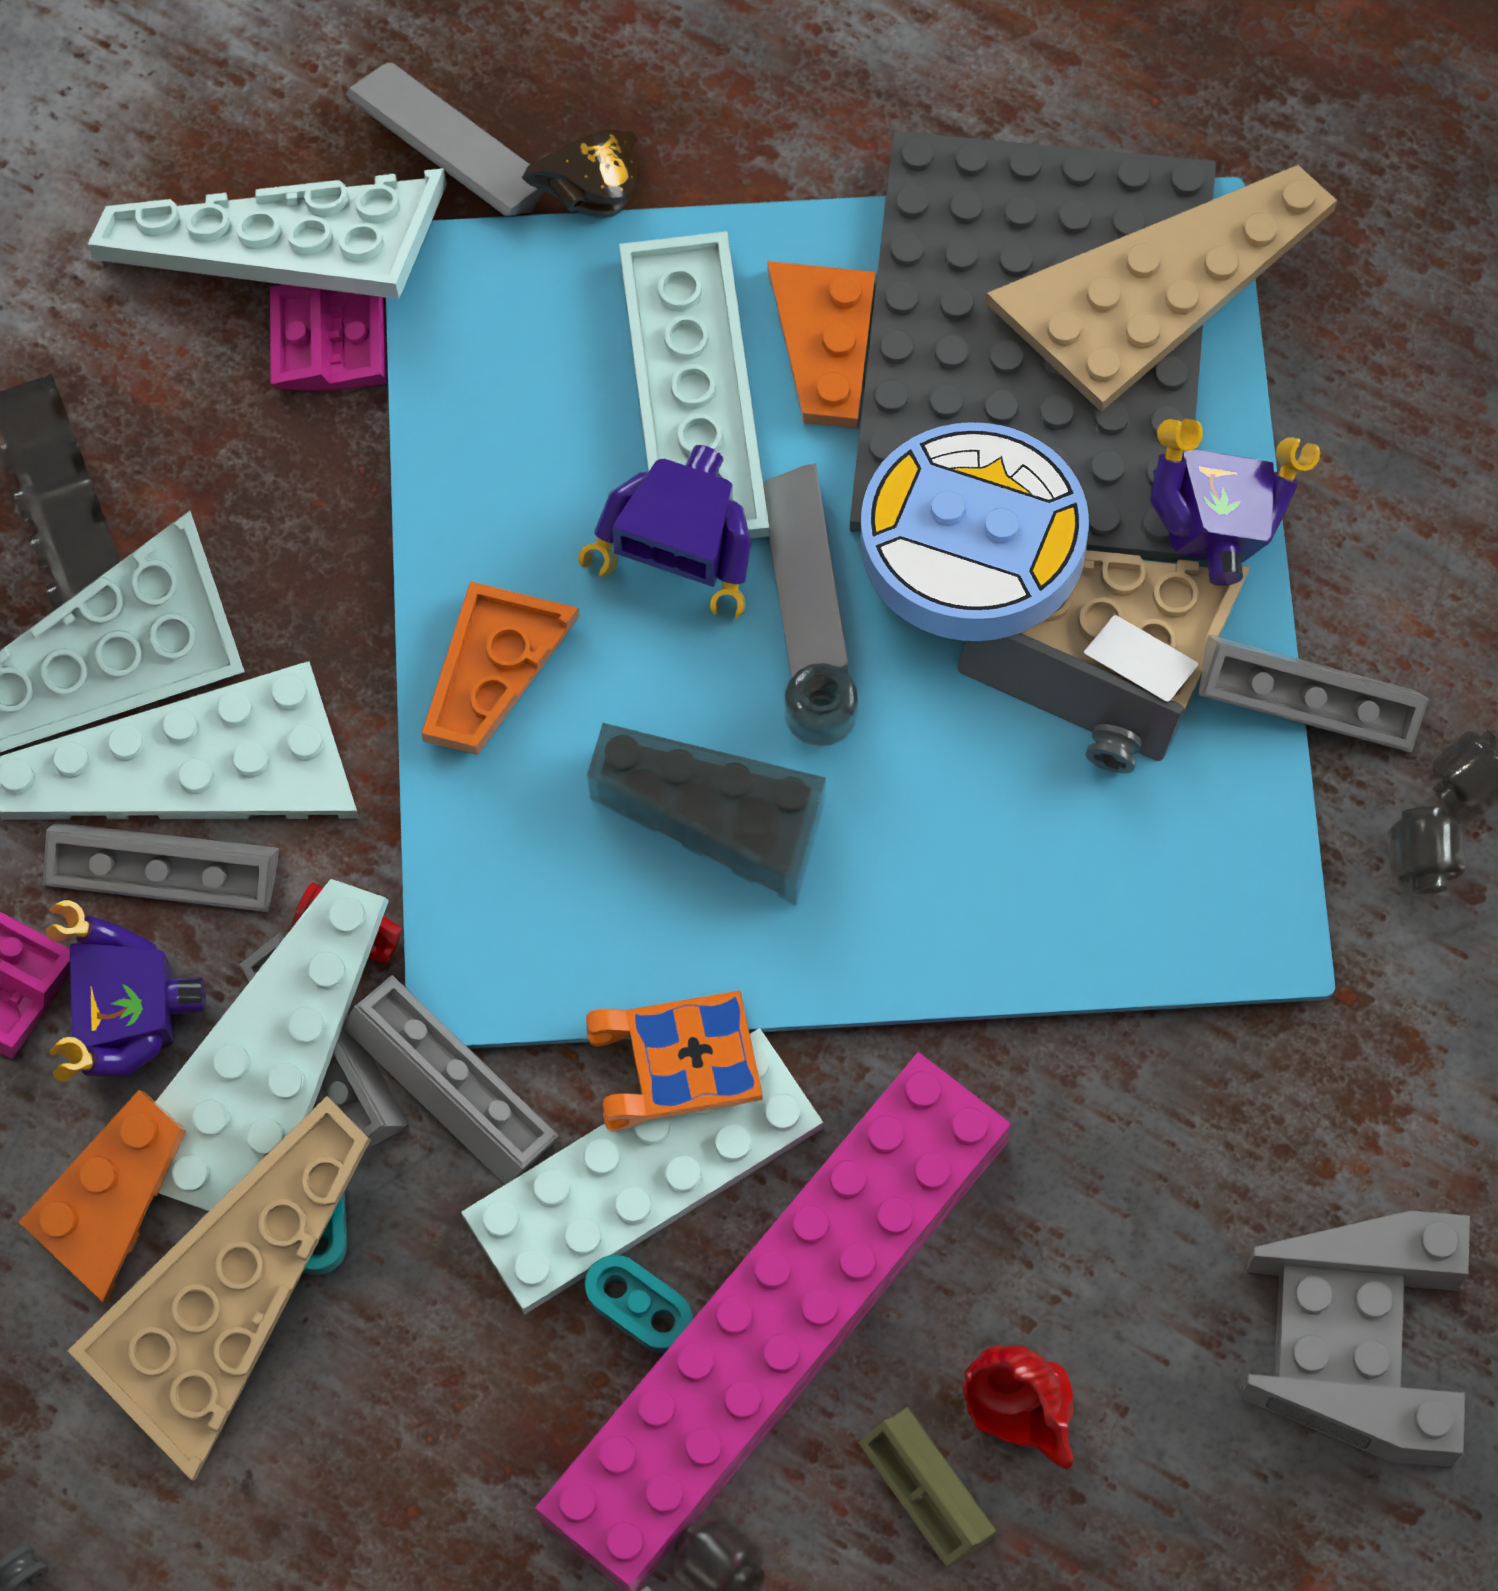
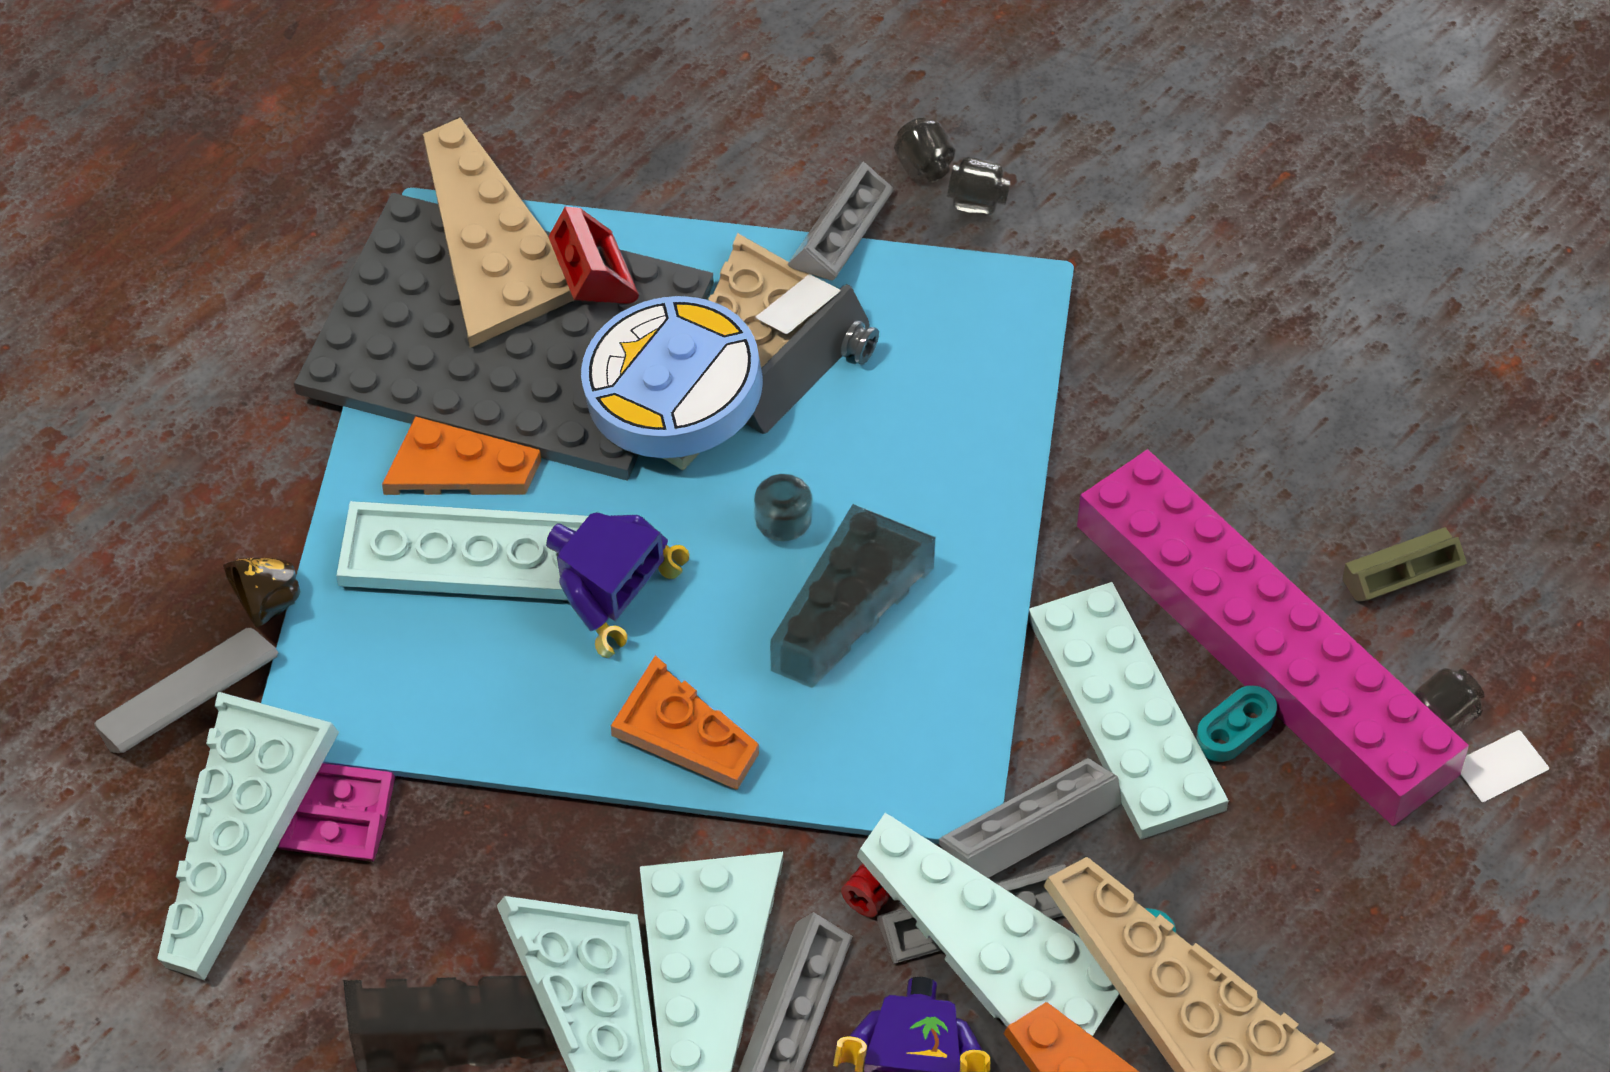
camera: 80 degrees left, 15 degrees down
(685, 1056) = (1048, 650): orange flag -> none
(804, 570) = (672, 504): light grey slope -> none
(1021, 1400) = (1351, 493): red hair -> none
(1089, 397) = (575, 246): none -> red tile
(1222, 502) = (685, 232): dark purple torso -> none
(1345, 1328) = (1328, 306): light grey wedge -> none

